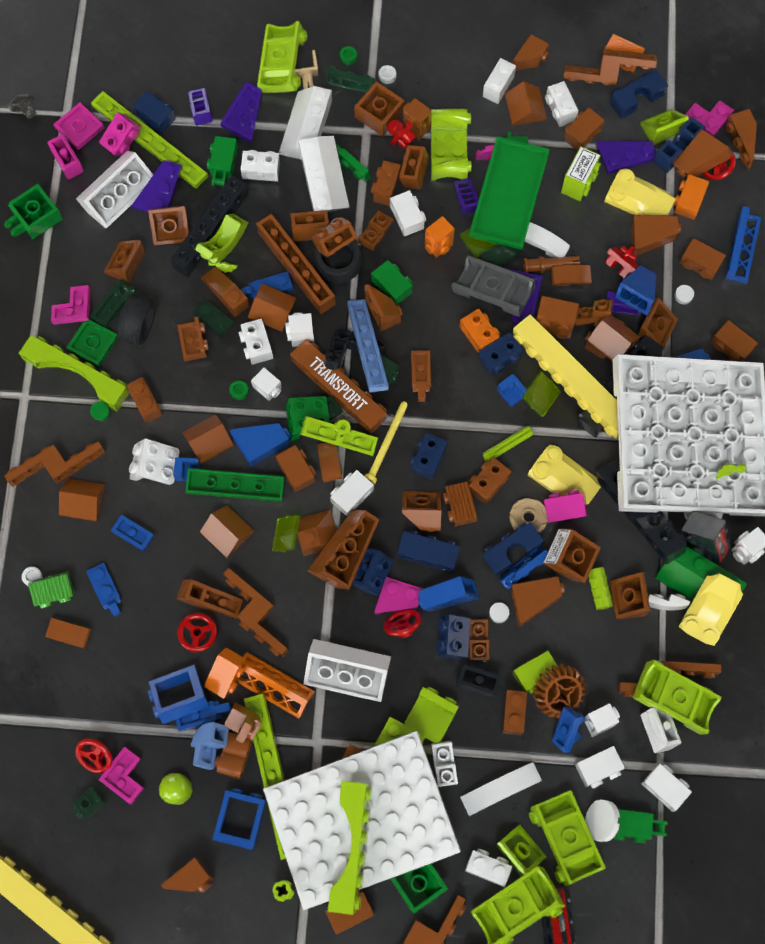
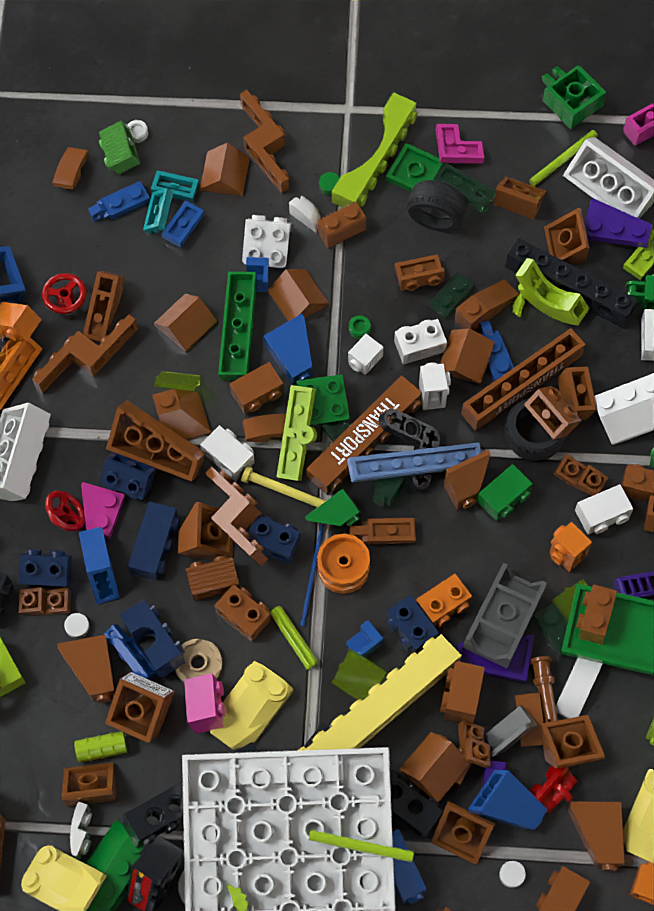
camera: 90 degrees right, 5 degrees down
(87, 557) = (179, 192): none -> teal tile
(92, 229) = (561, 159): none -> lime bar
(118, 550) = (158, 211): none -> teal tile
(128, 430) = (305, 212): none -> white brick
(406, 408) = (336, 511): none -> green slope
(412, 479) = (237, 515): none -> bracket
(450, 402) = (347, 550): none -> orange wheel
(452, 430) = (312, 575): none -> blue piece
(497, 217) = (597, 614): none -> dark orange brick
(583, 287) = (510, 731): none -> dark grey panel
(592, 245) = (570, 742): none -> dark orange slope
(687, 379) = (362, 846): none -> lime bar

